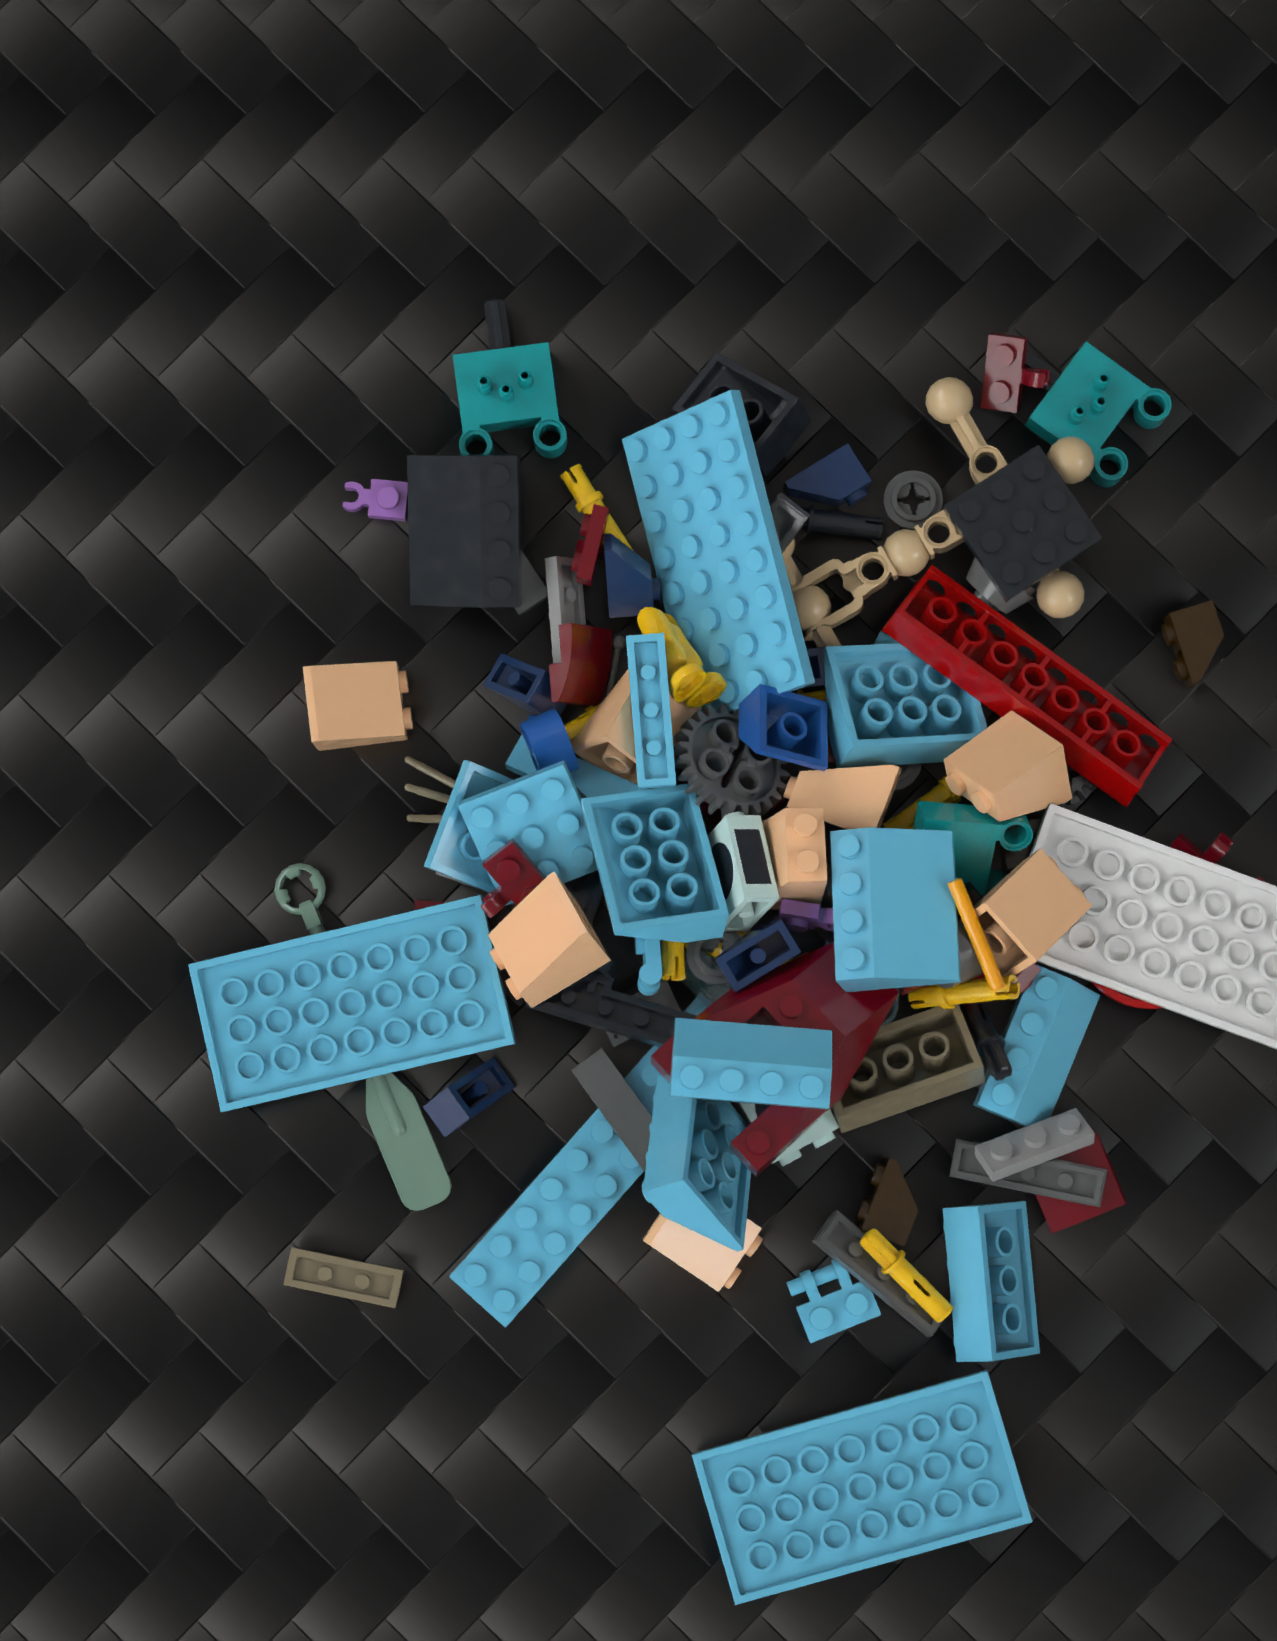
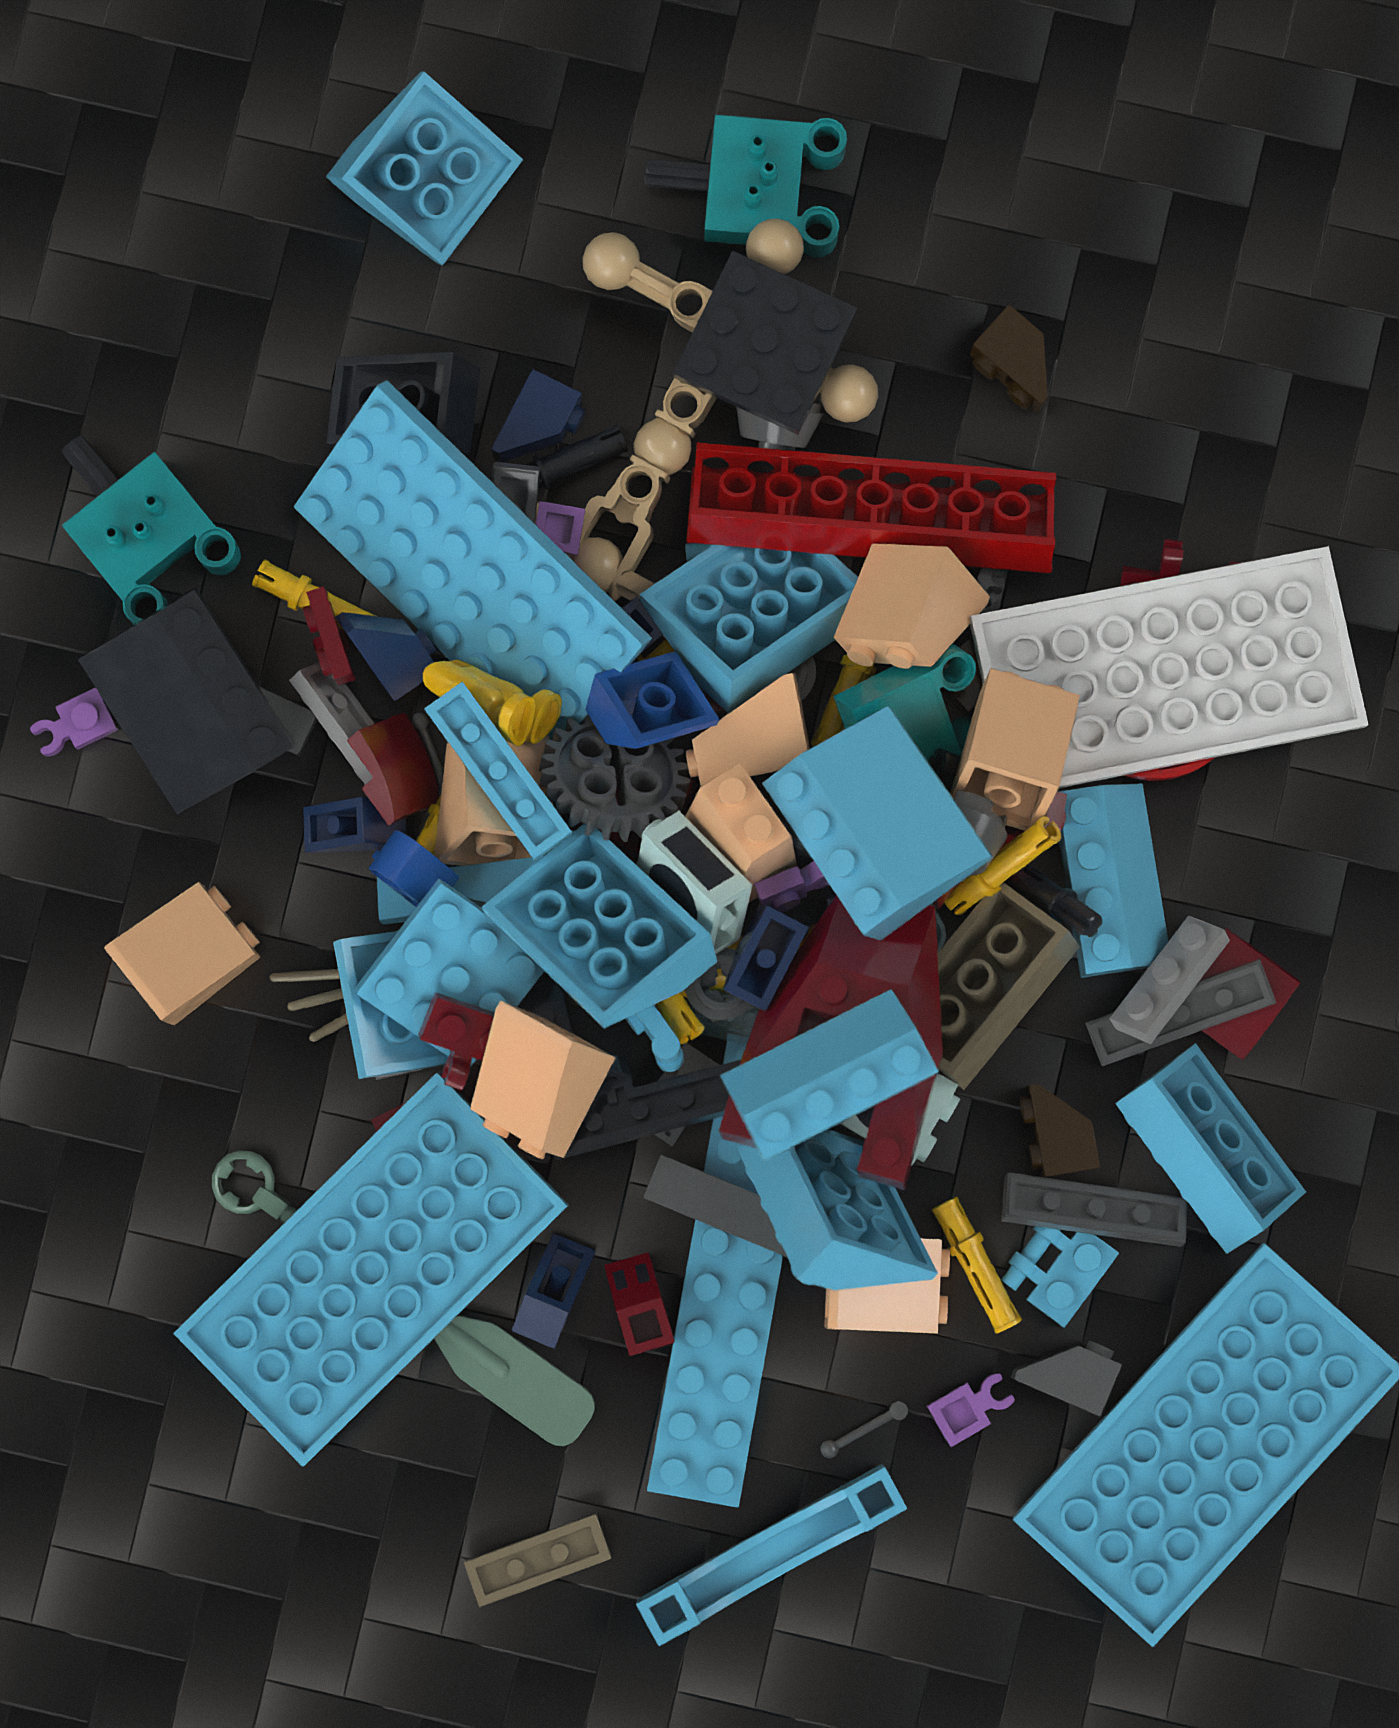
camera: 30 degrees left, 0 degrees up
(507, 1373) = (770, 1553): none -> medium azure arch
(522, 1143) = (639, 1304): none -> dark red slope
(657, 1329) = (897, 1411): none -> dark grey hinge
(702, 1358) = (963, 1412): none -> medium lavender plate
(775, 1262) = (973, 1258): none -> yellow pin
(796, 1381) = (1074, 1375): none -> dark grey slope
(800, 565) = (561, 525): none -> medium lavender plate
(859, 257) = (425, 168): none -> medium azure slope
(905, 1275) = (1120, 1196): yellow axle -> none
(924, 487) = (640, 367): dark grey gear -> none
(976, 934) = (978, 797): light orange bar -> none
(1007, 373) = (654, 197): plate -> none

